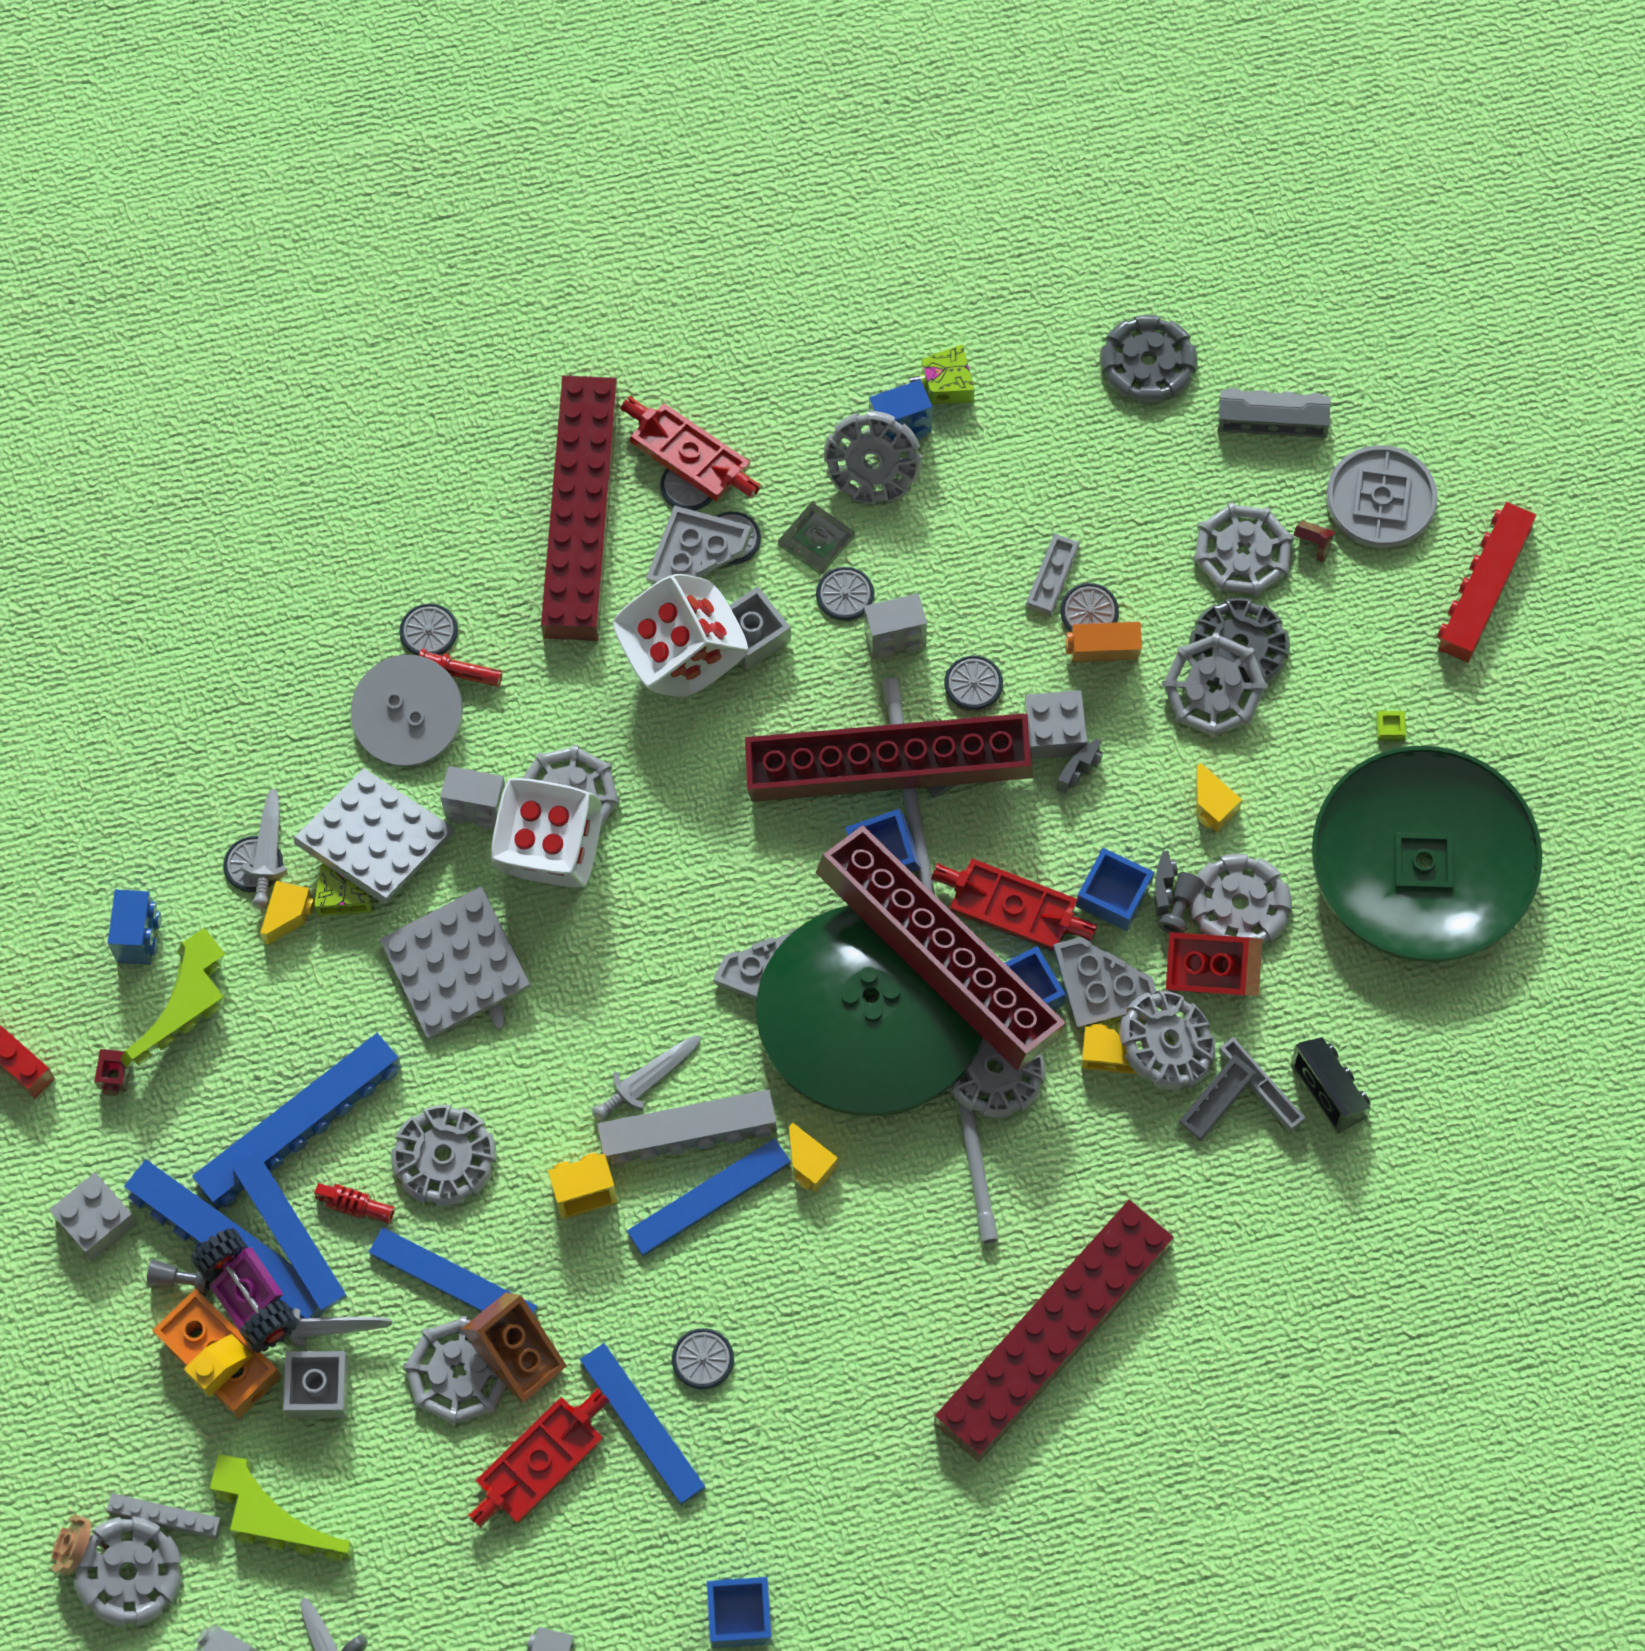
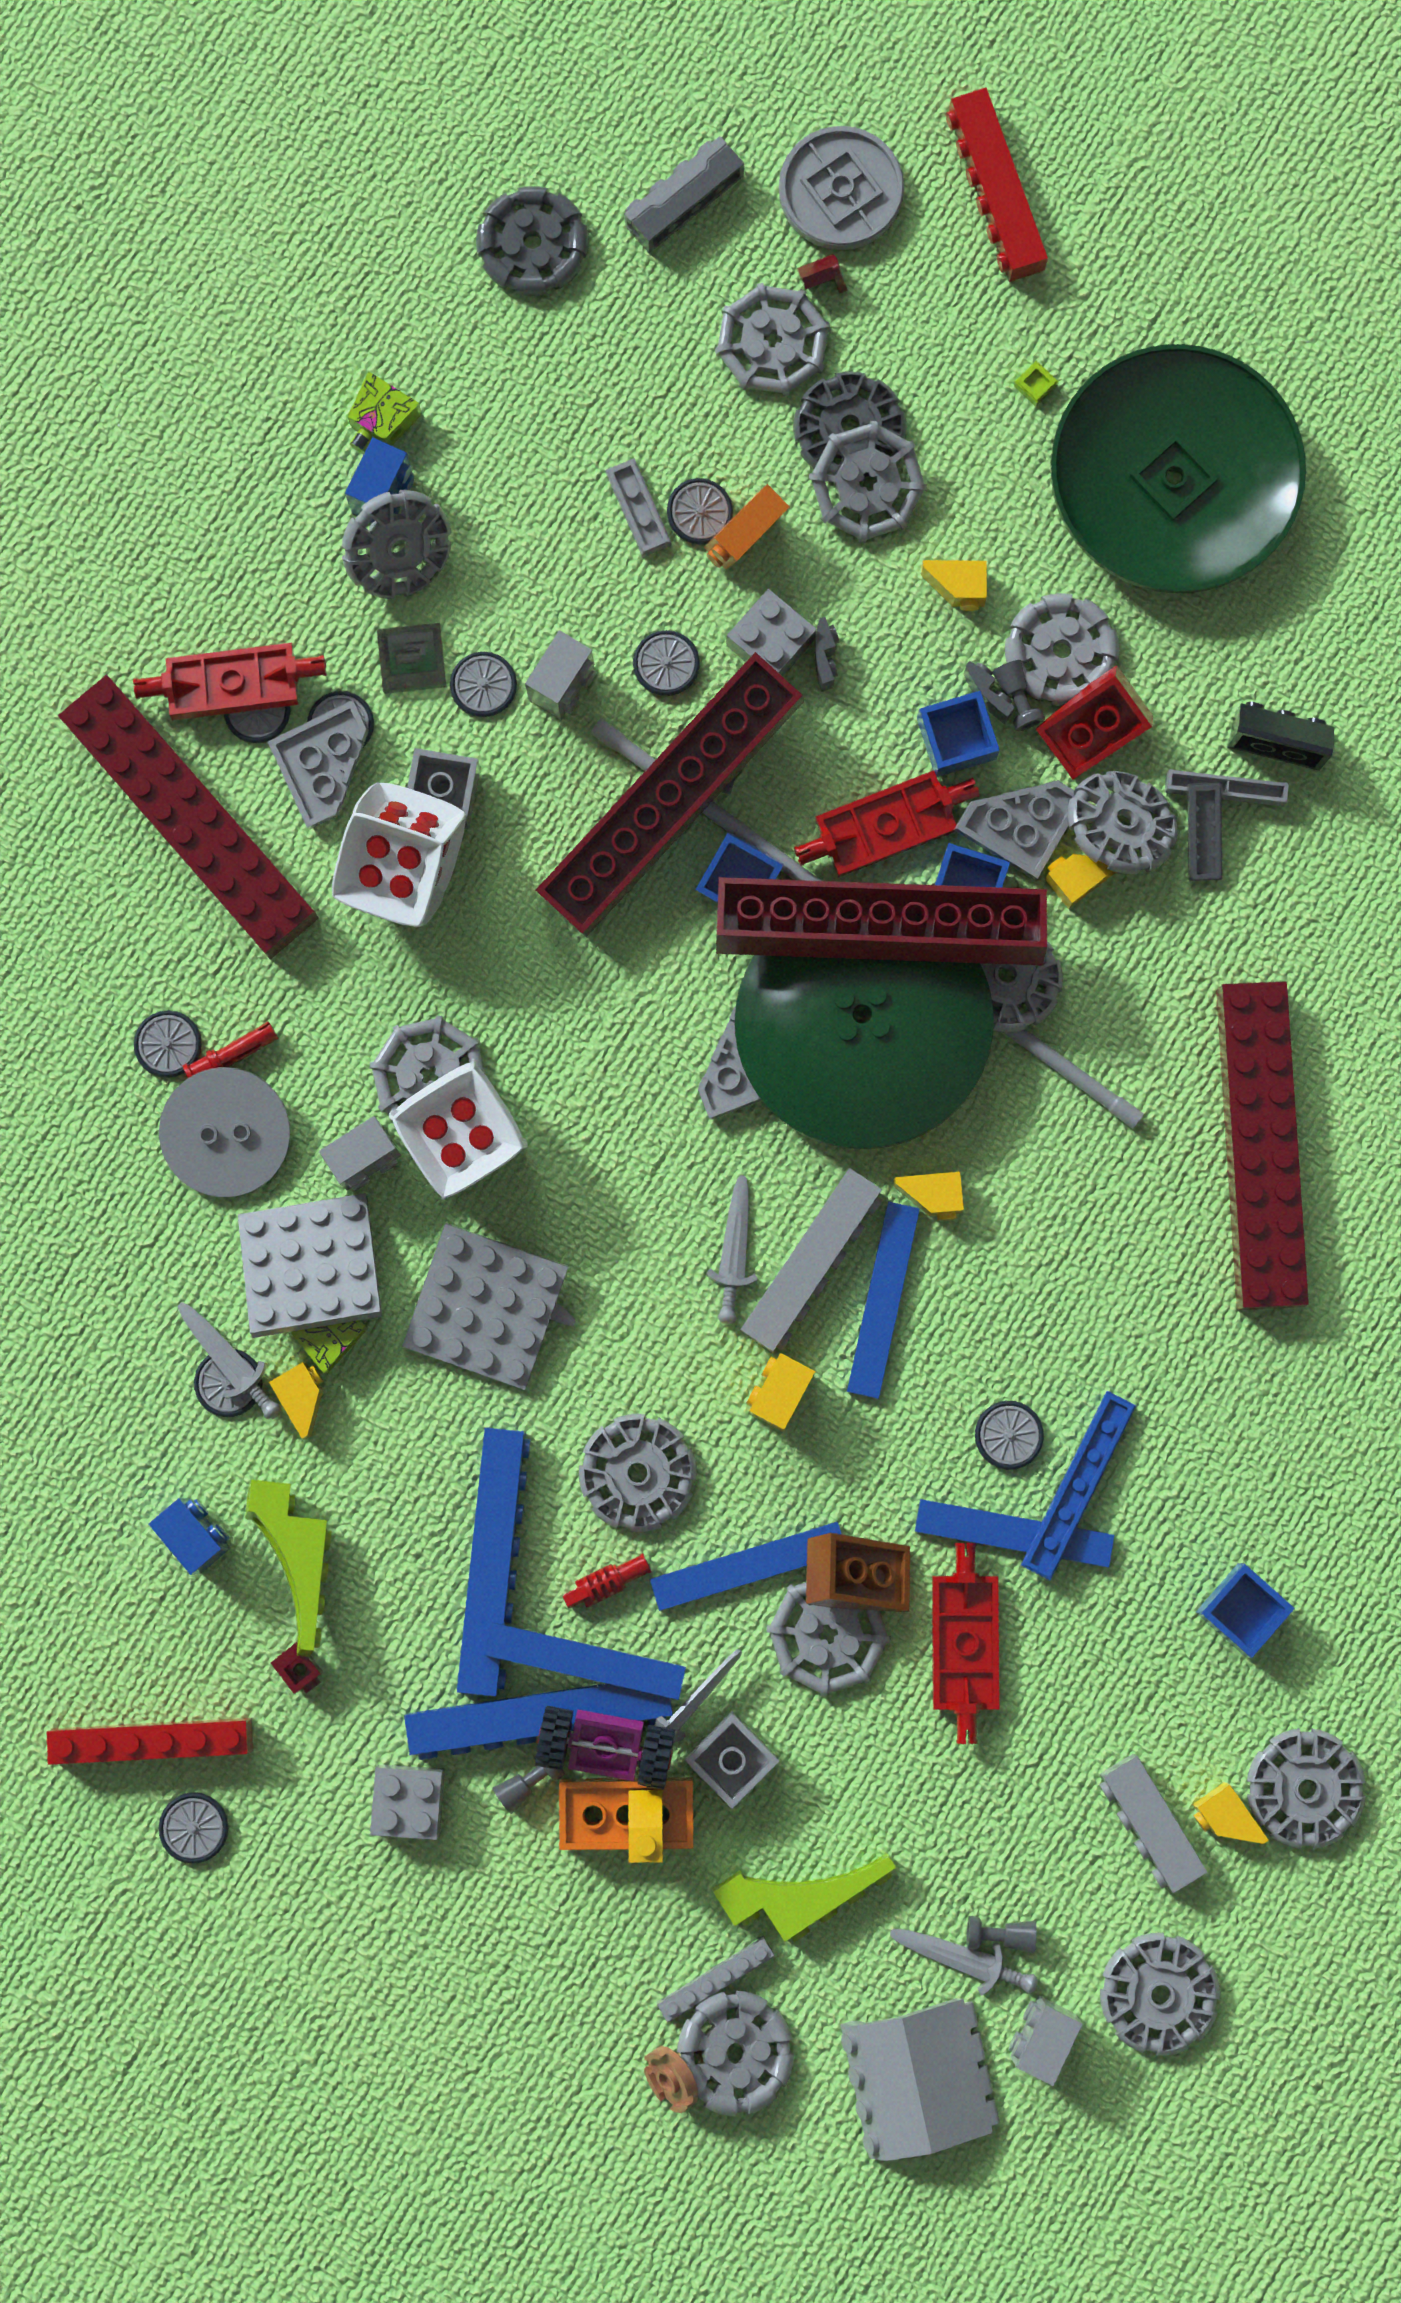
camera: 45 degrees left, 15 degrees up
(713, 1431) = (1078, 1486): none -> blue tile

